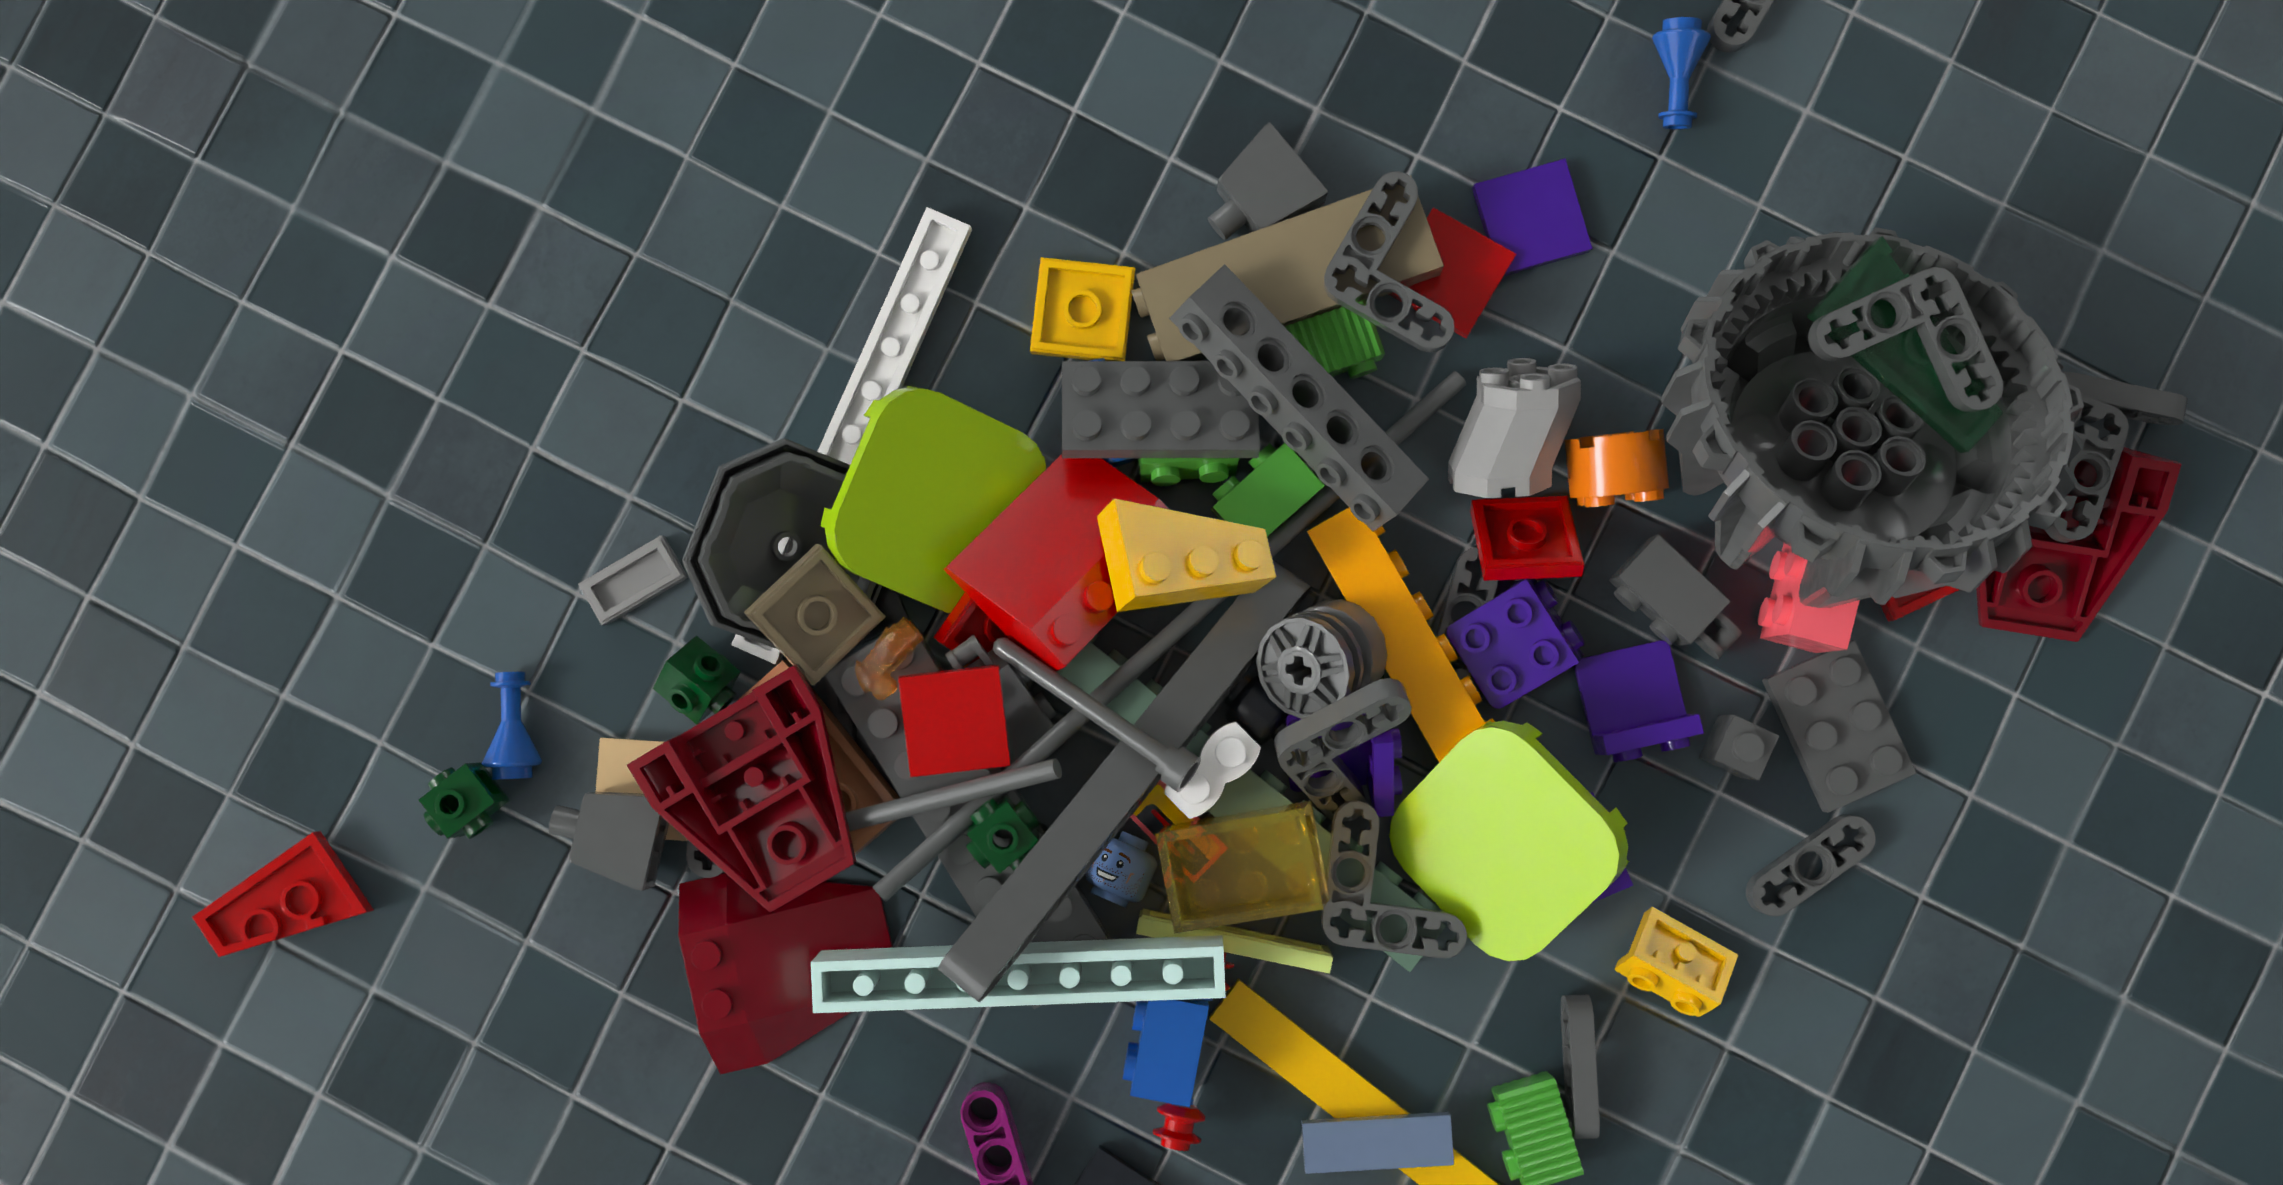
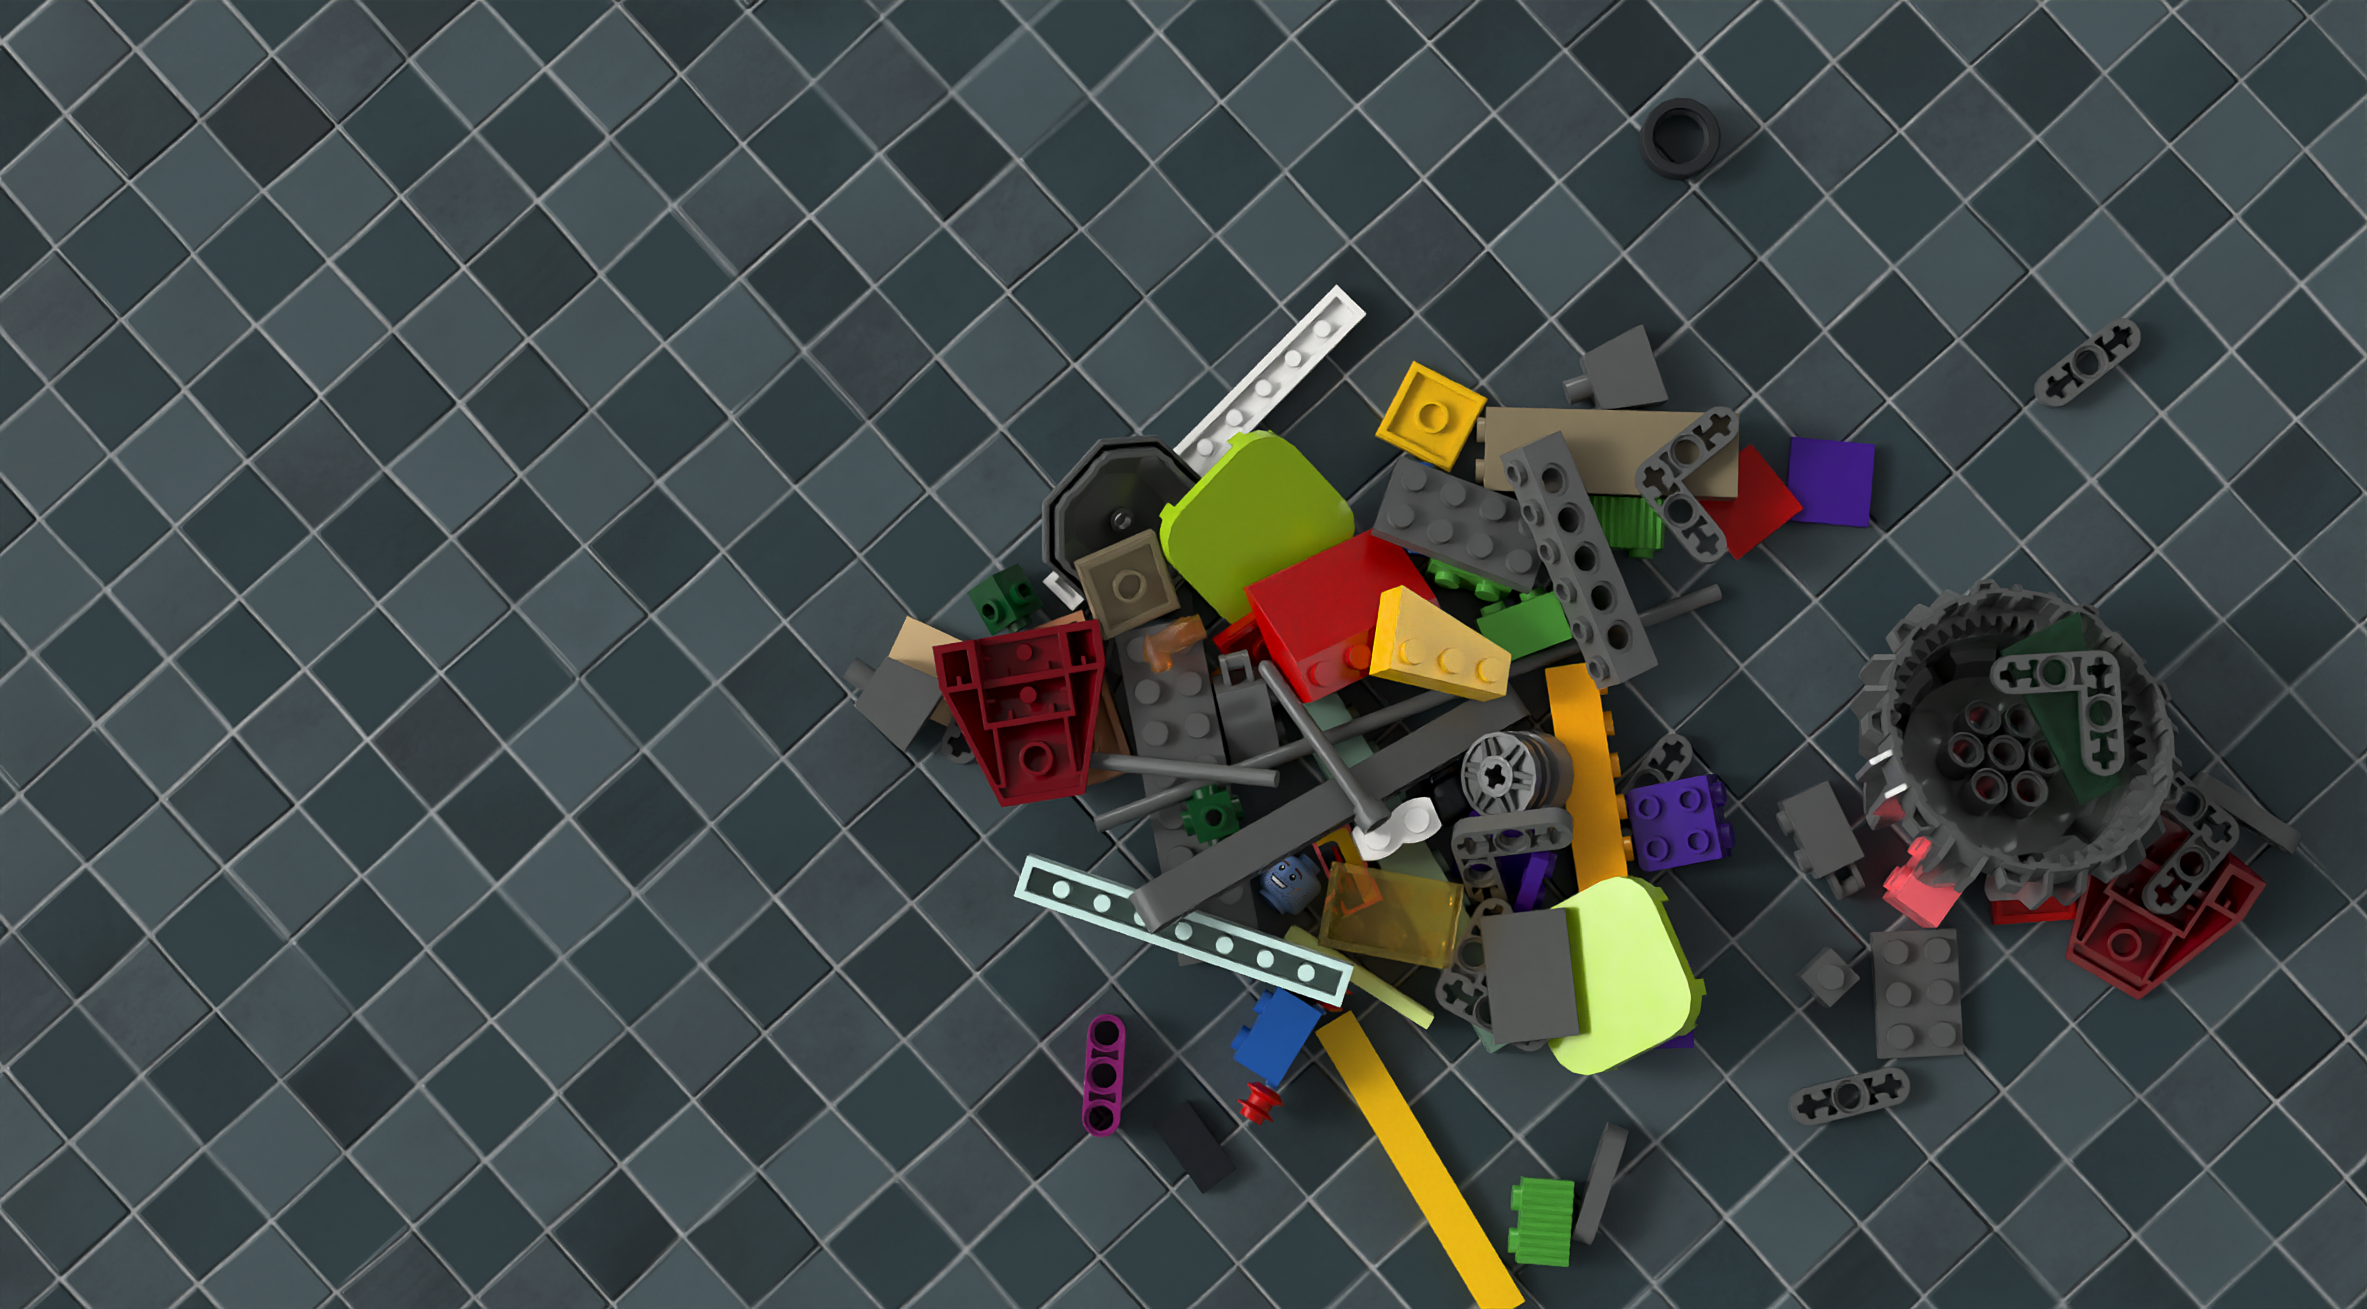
camera: 10 degrees right, 0 degrees up
(285, 897) = (604, 647): red wing -> none
(462, 801) = (795, 628): dark green brick -> none
(511, 749) = (832, 598): blue piece -> none
(633, 580) = (980, 497): light grey tile -> none
(754, 965) = (973, 850): dark red wedge -> none
(954, 720) = (1207, 711): red tile -> none
(1377, 1142) = (1412, 1180): sand blue tile -> none
(1420, 875) = (1529, 976): none -> dark grey tile
(1514, 429) = (1744, 650): light grey brick -> none
(1526, 538) = (1720, 742): red tile -> none
(1616, 466) = (1814, 712): orange brick -> none
(1634, 701) = (1757, 907): dark purple bracket -> none
(1677, 964) = (1709, 1132): yellow bracket -> none
(1680, 49) = (2003, 392): blue piece -> none

